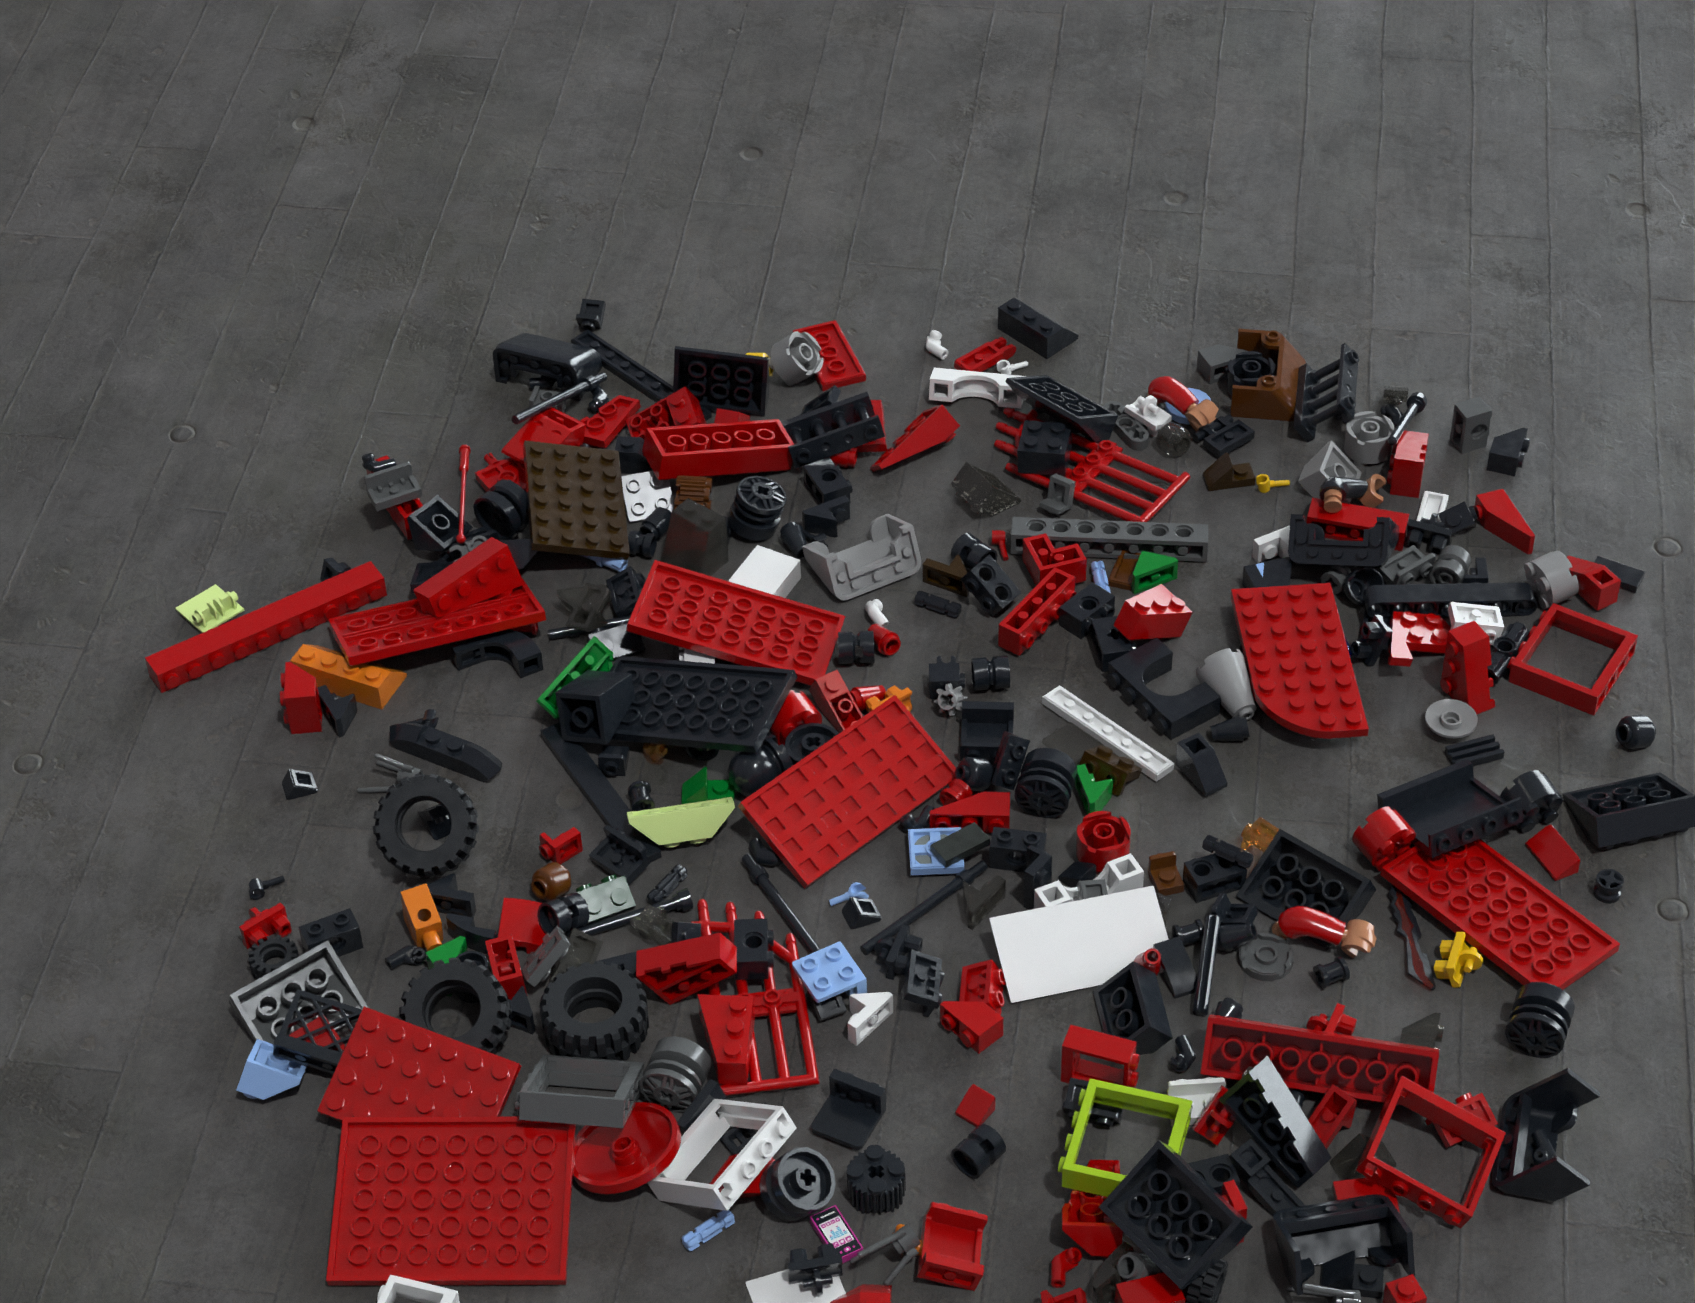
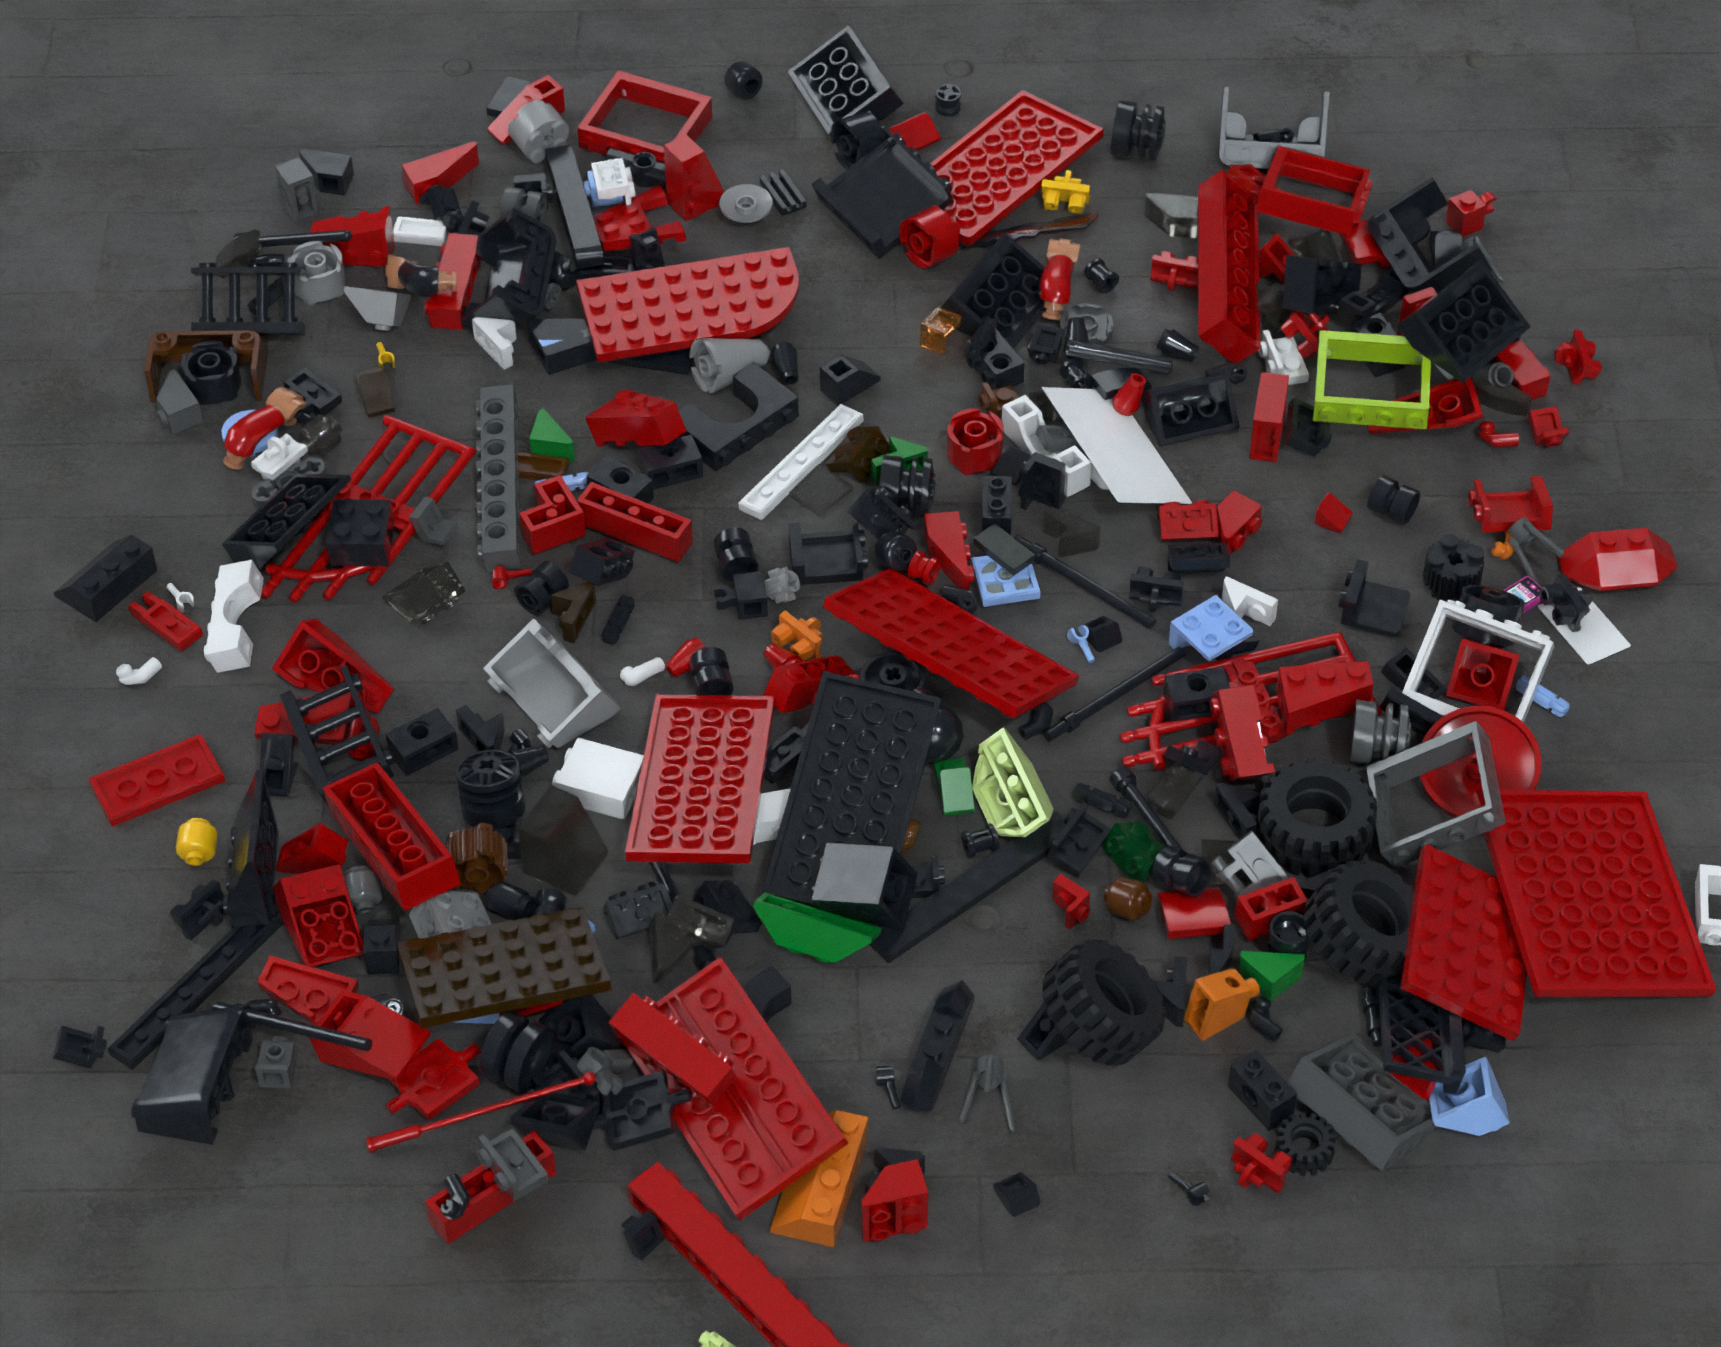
camera: 100 degrees left, 5 degrees up
(796, 357) = (191, 791): light grey brick -> none

